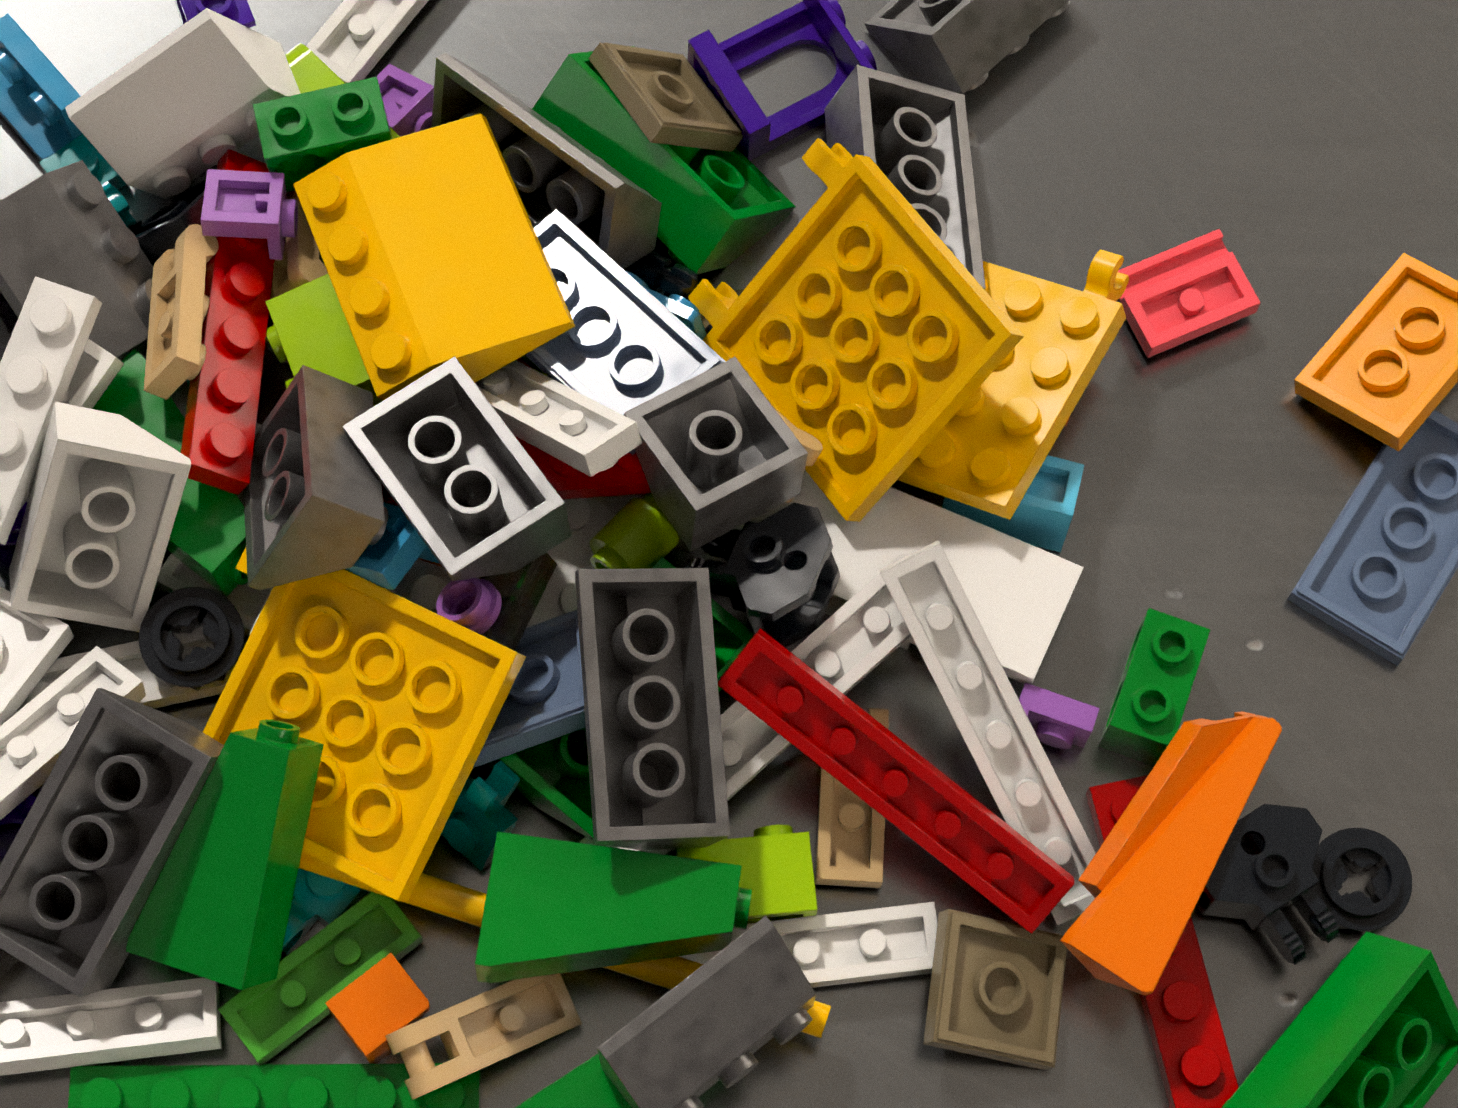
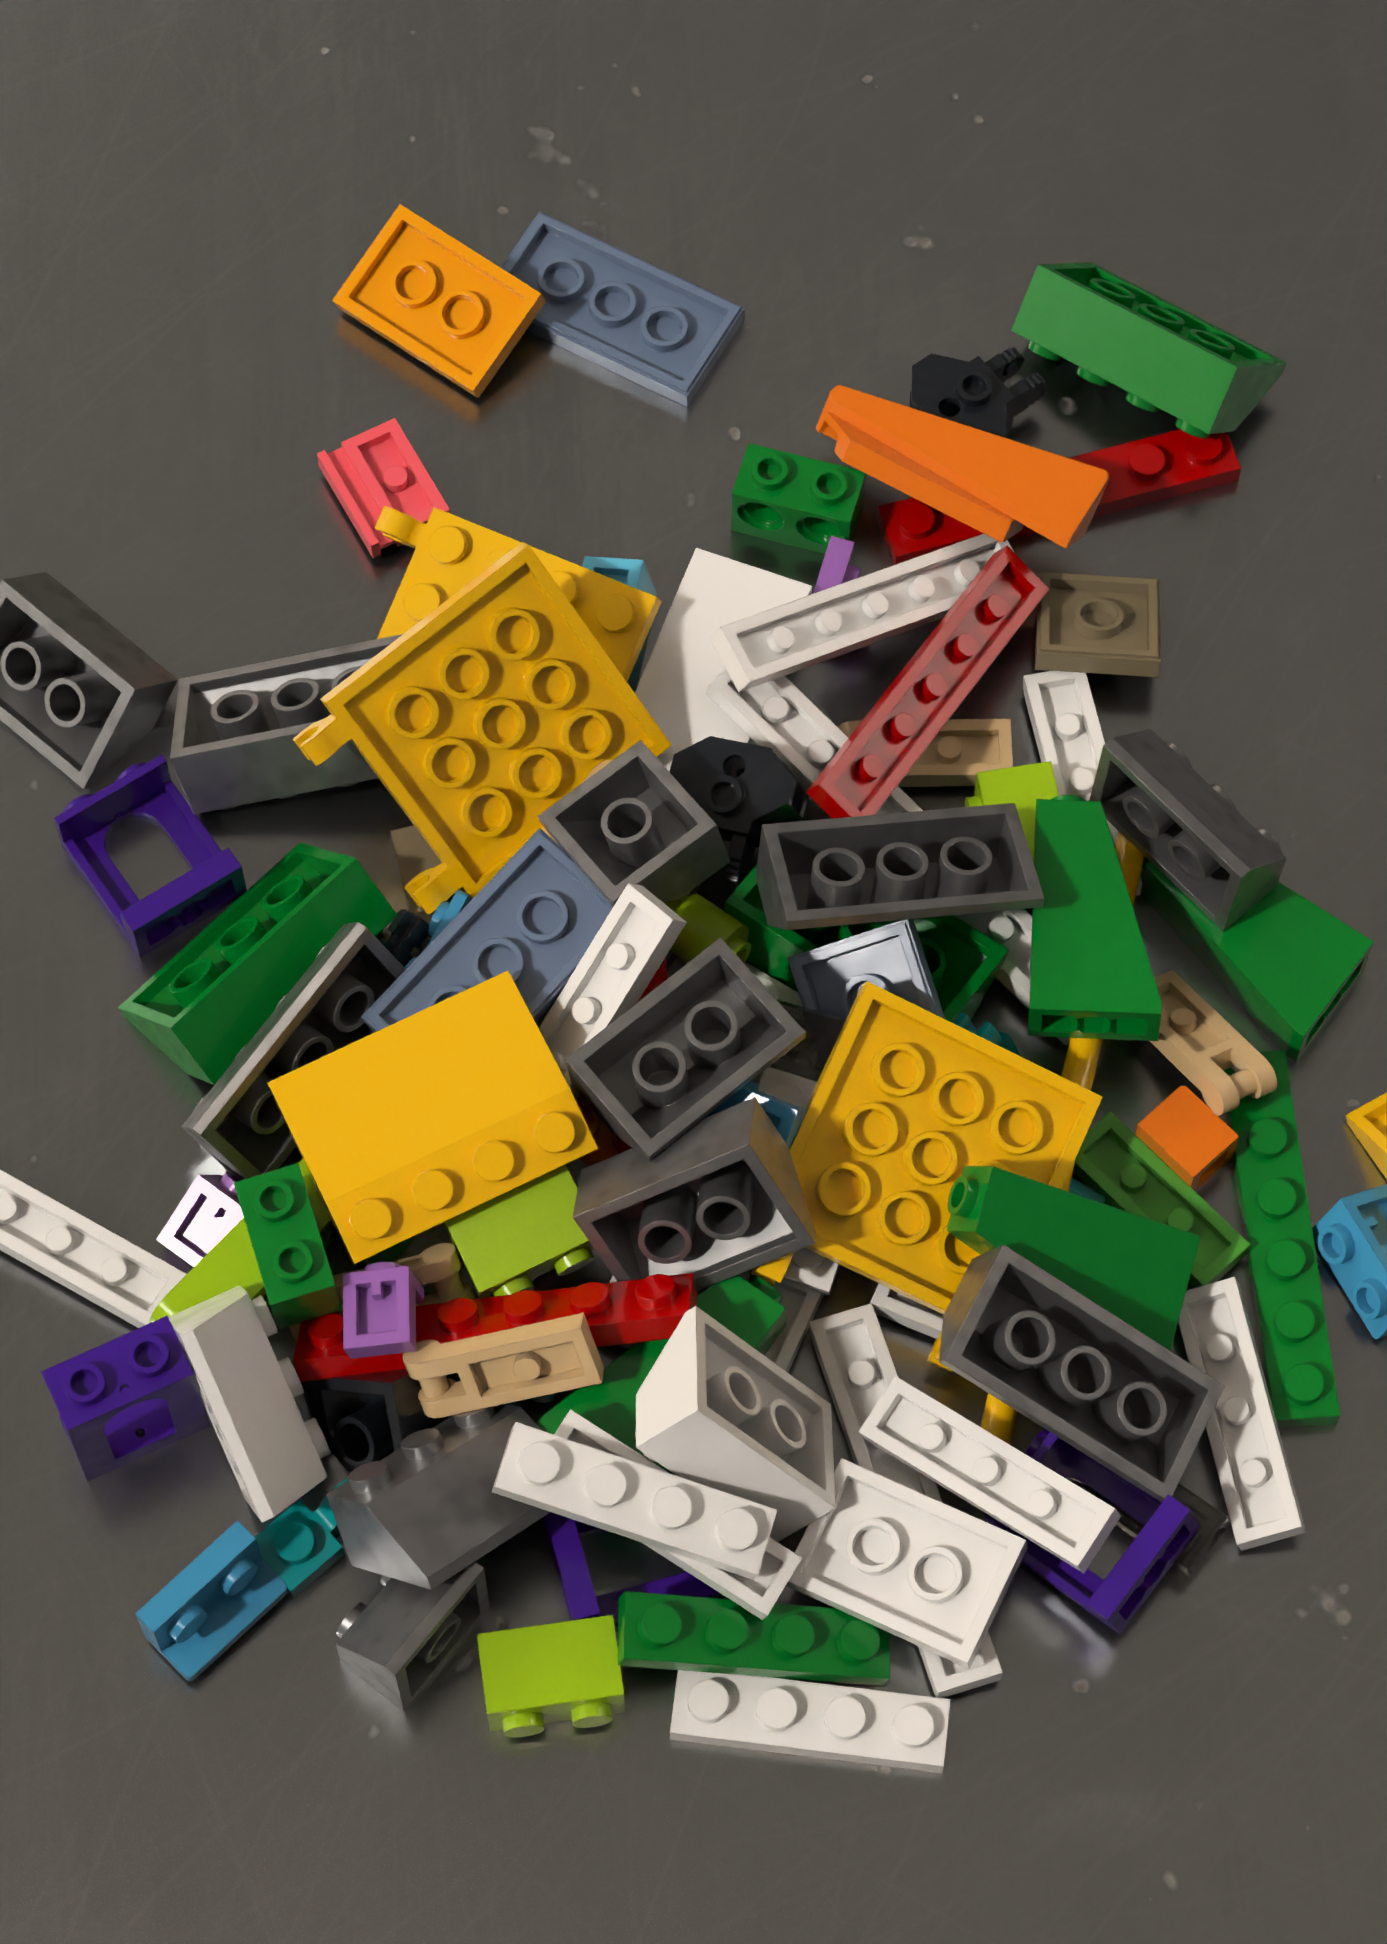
camera: 90 degrees left, 5 degrees down
(183, 612) = (822, 1320): black gear -> none
(470, 603) = (794, 1068): medium lavender plate -> none
(666, 97) = (201, 947): dark tan tile -> none
(1388, 889) = (959, 323): black gear -> none

